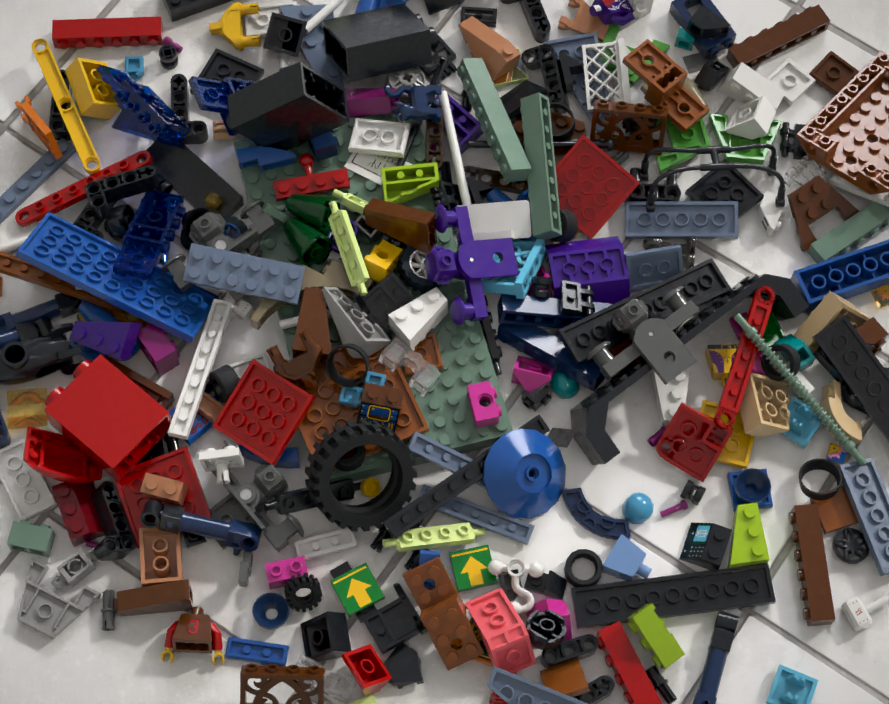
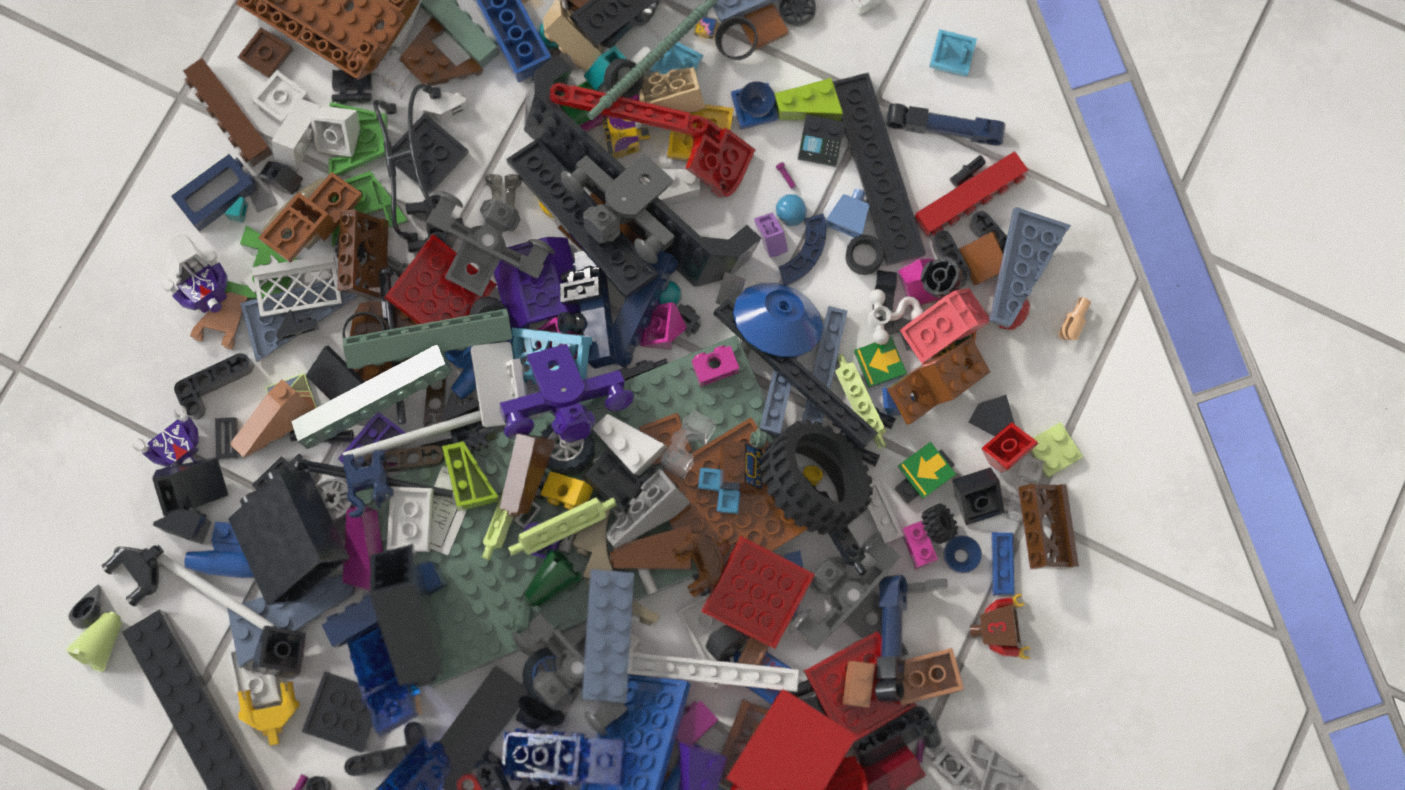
camera: 95 degrees left, 10 degrees up
(108, 611) = (988, 723): dark grey axle -> none
(155, 599) = (972, 675): reddish brown slope -> none
(212, 200) = (503, 698): clear yellow plate -> none
(222, 461) = (825, 624): white plate -> none
(264, 157) = (451, 645): blue slope -> none
(311, 183) = (475, 587): red plate -> none
(312, 209) = (512, 577): dark green cone -> none
(339, 379) = (714, 509): black tyre -> none
(394, 622) = (953, 428): black piece -> none
(405, 427) = (758, 438): none -> sand green plate
(551, 79) = (306, 348): black beam -> none
(612, 482) = (771, 235): none -> medium lavender arch
(624, 219) = (485, 243): none -> dark grey piece
(653, 265) = (532, 219): sand blue plate -> none
(654, 438) = (715, 200): magenta piece -> none
(655, 636) = (925, 178): lime wedge -> none
(682, 220) = (464, 178): sand blue plate -> none
(688, 491) = (767, 158): black wheel -> none
(707, 24) = (223, 182): black slope -> none
(812, 565) = (824, 41): reddish brown brick -> none
(833, 405) = (659, 29): tan arch -> none

